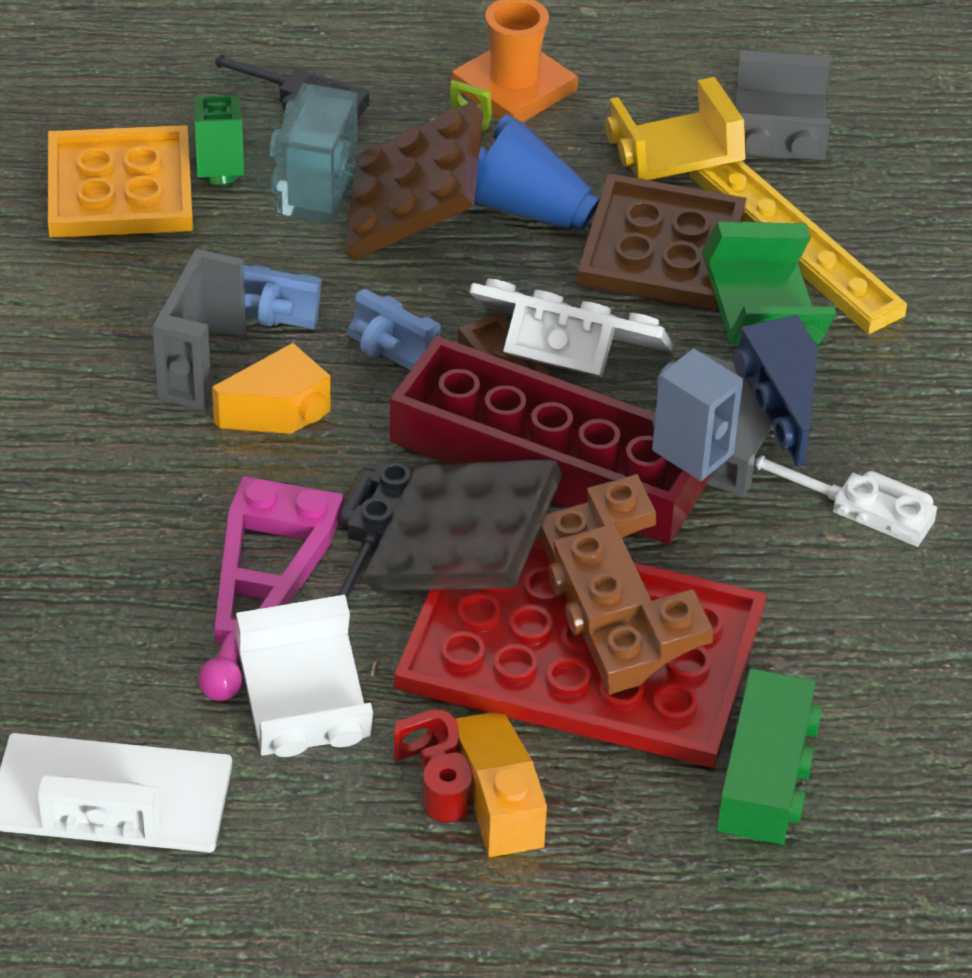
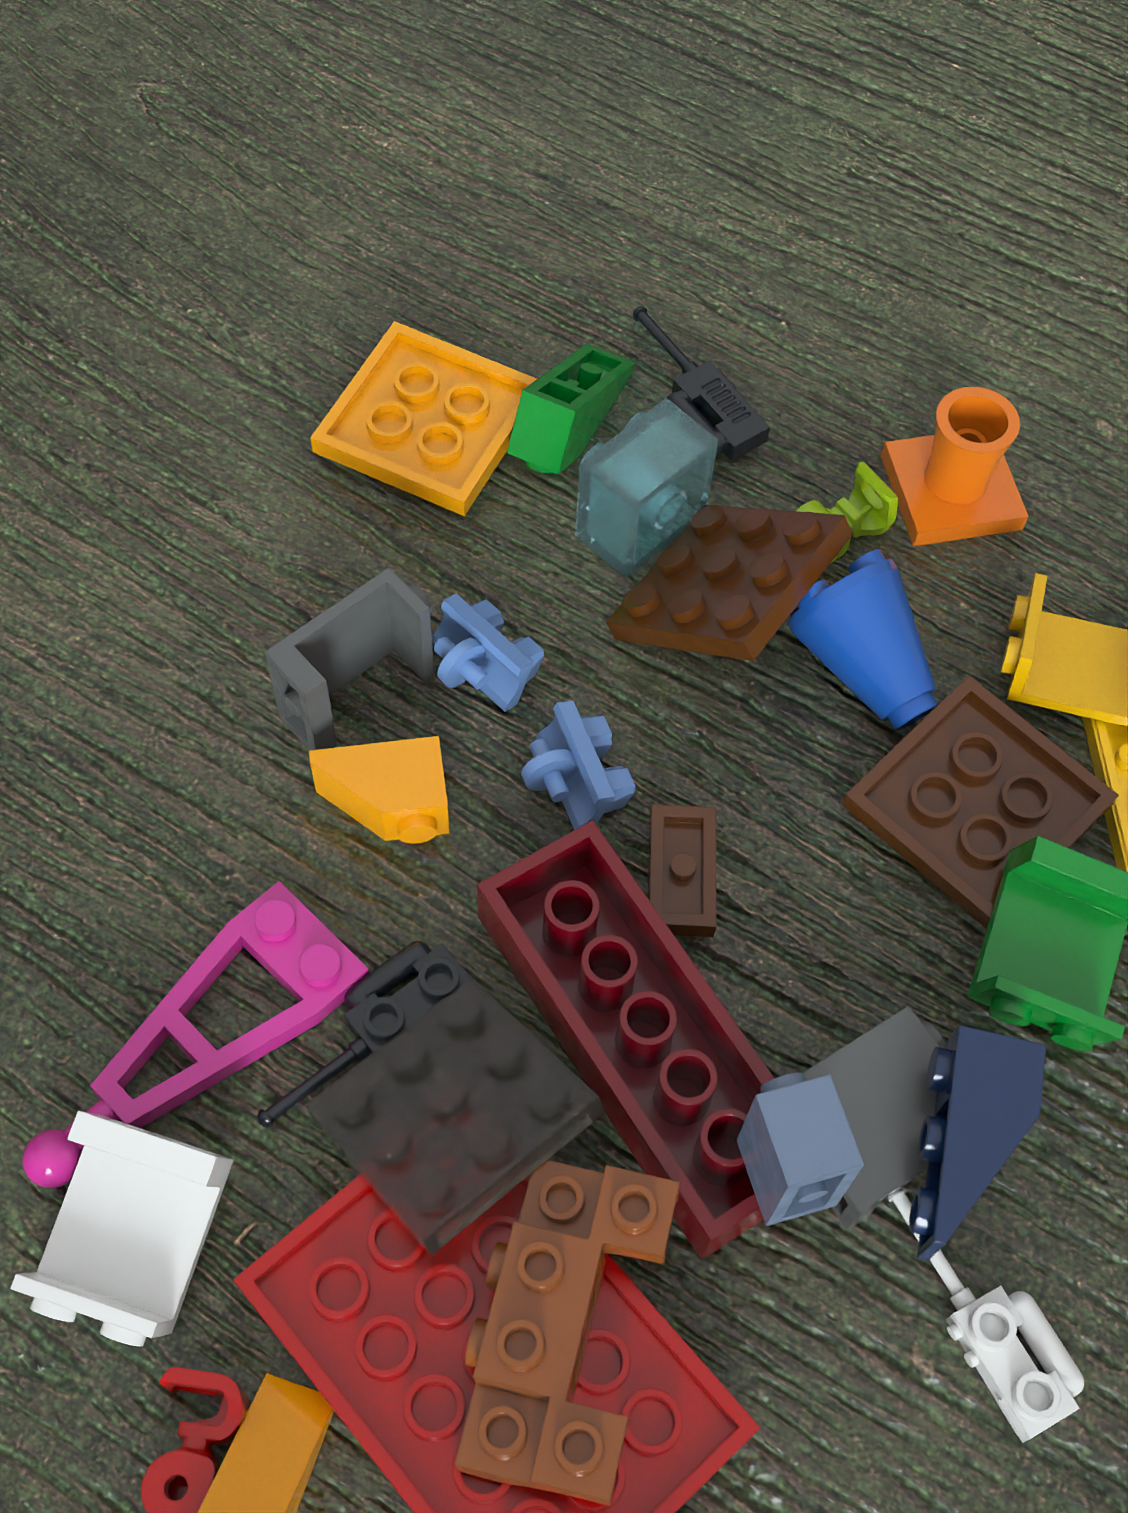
camera: 30 degrees right, 15 degrees up
(564, 335) = (766, 885): white bracket -> none

